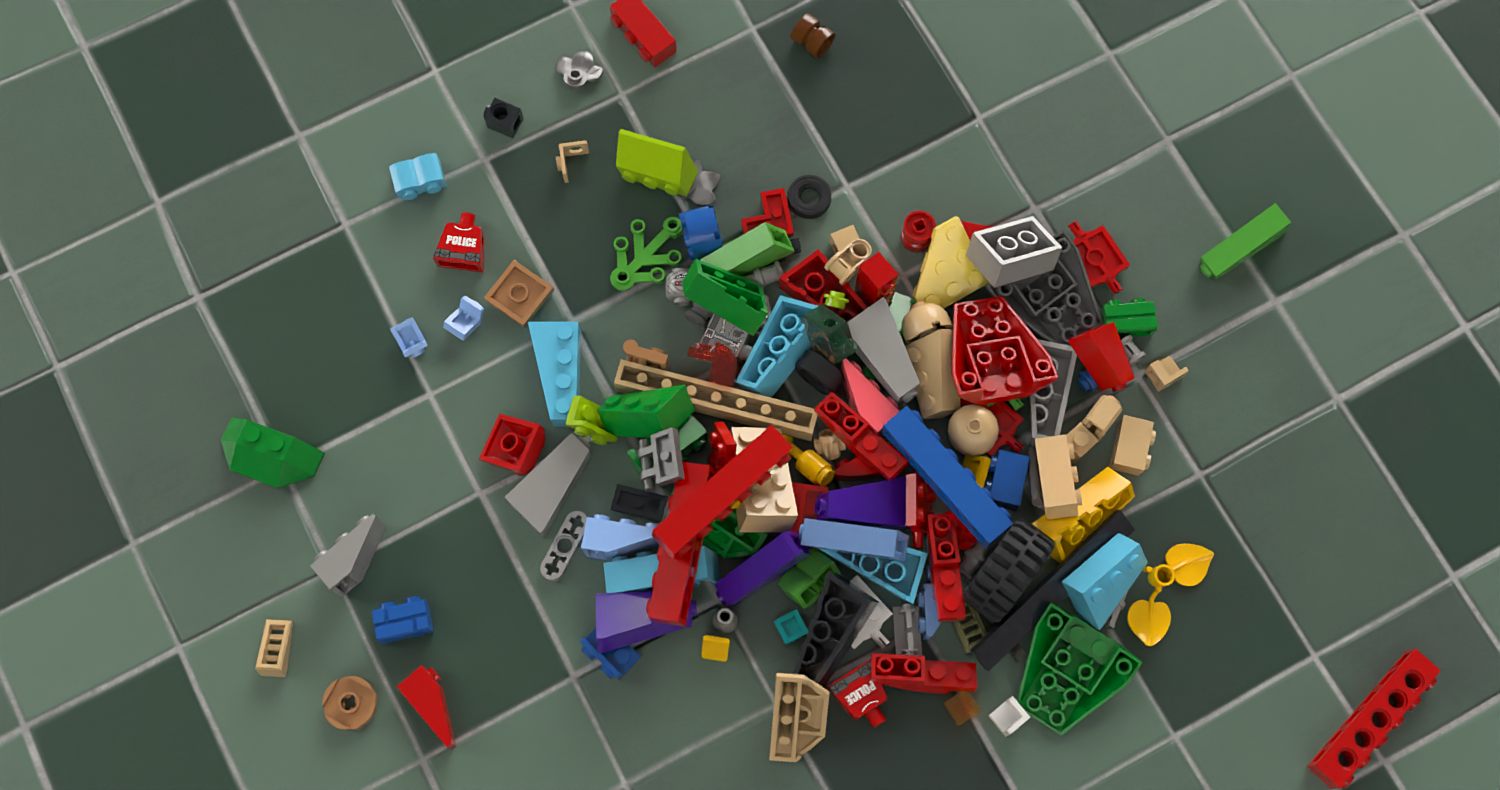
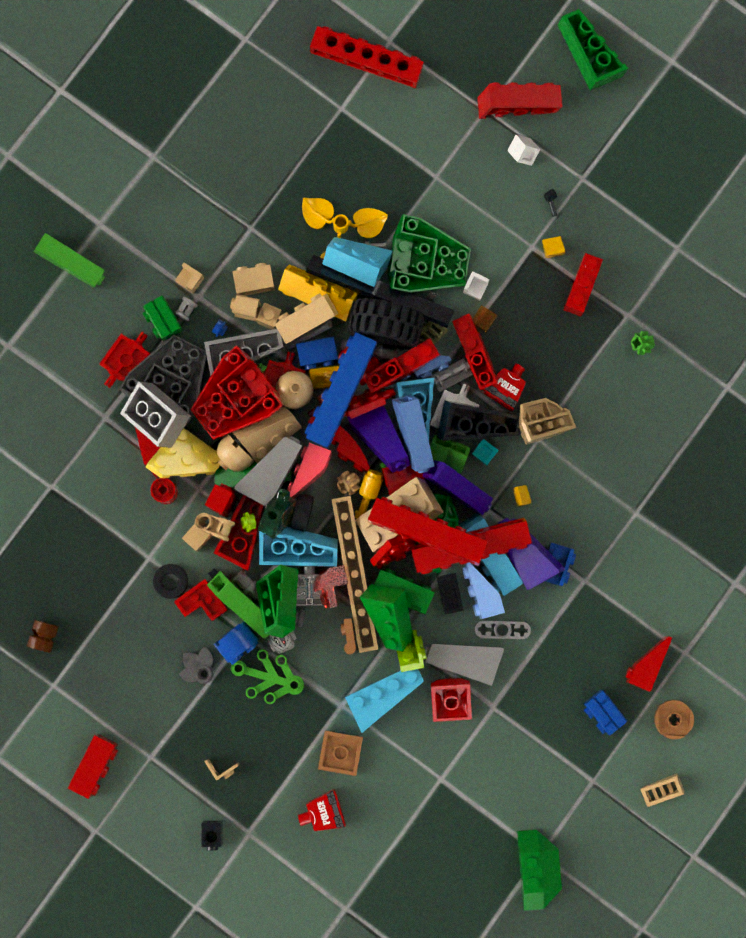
camera: 115 degrees left, 10 degrees up
(350, 557) = (585, 768): light grey slope -> none
(409, 338) = (410, 813): light blue bracket -> none
(417, 176) = (286, 873): medium azure brick -> none
(465, 318) = (377, 781): light blue bracket -> none
(578, 70) = (144, 798): flat silver plate -> none
(655, 163) = (202, 701): lime slope -> none
(667, 459) = (418, 583): dark grey plate -> none
(728, 626) = (500, 503): light grey cone -> none
(859, 437) = (338, 461): red slope -> none
(1103, 356) = (200, 323): red slope -> none

